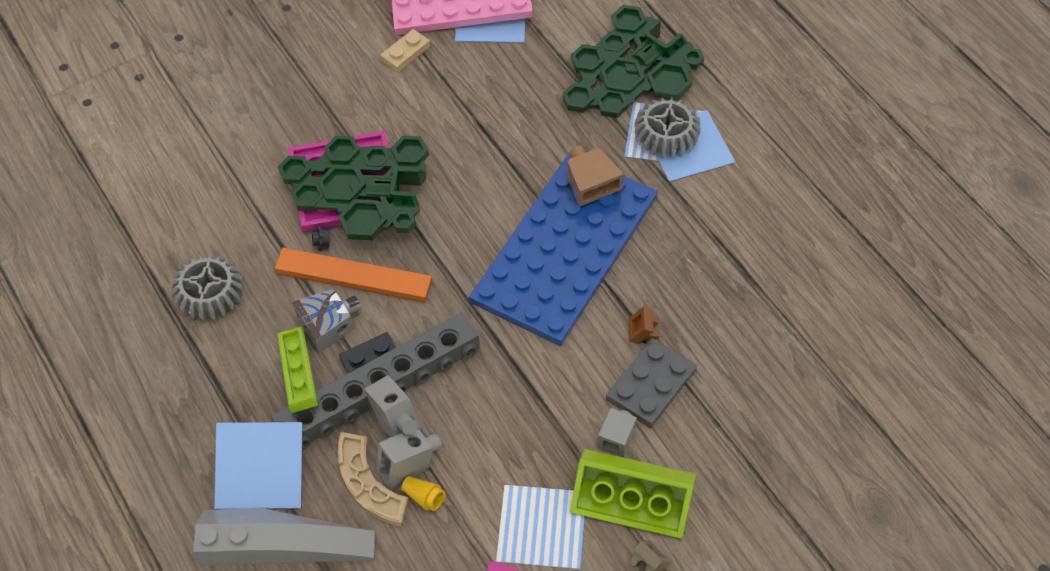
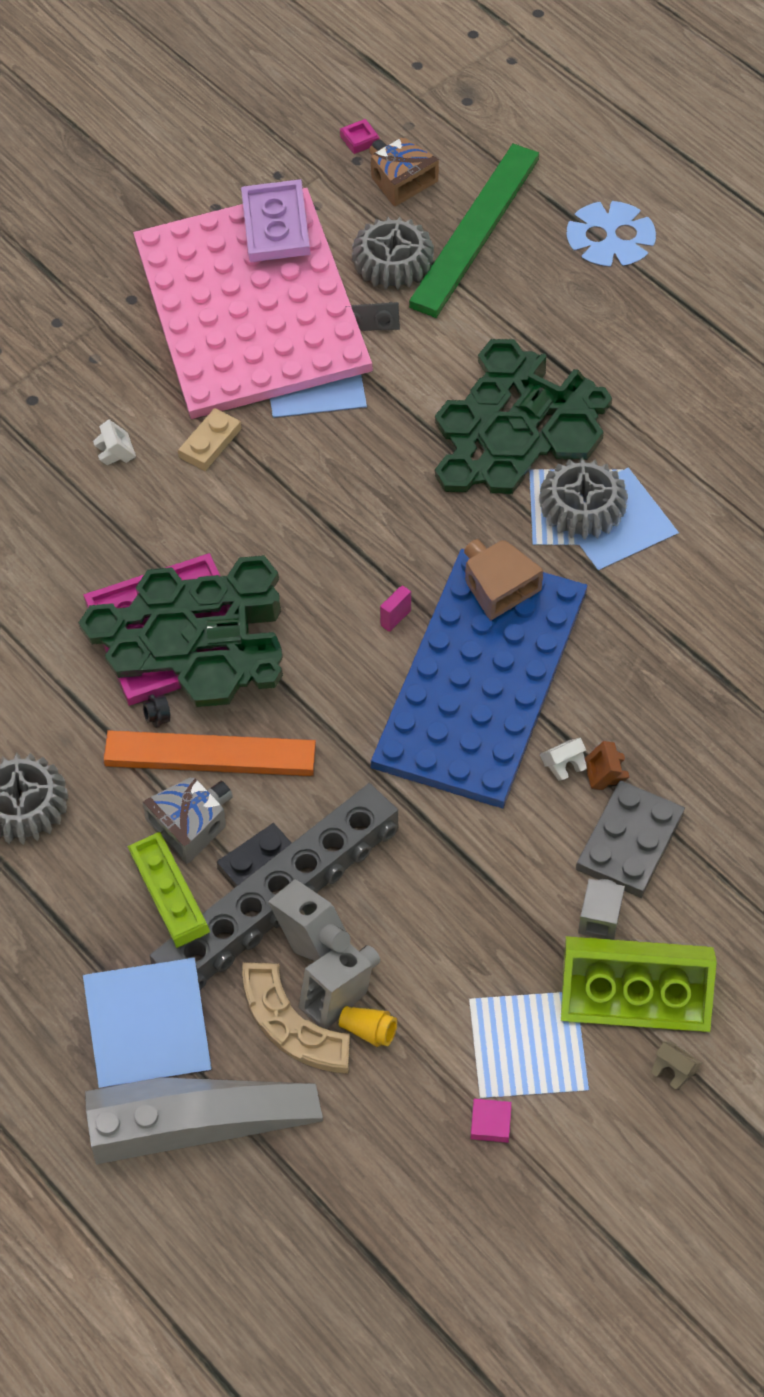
camera: 10 degrees left, 0 degrees up
(335, 44) = (115, 443): none -> white tile
(511, 188) = (395, 608): none -> dark pink tile
(617, 311) = (559, 756): none -> white tile

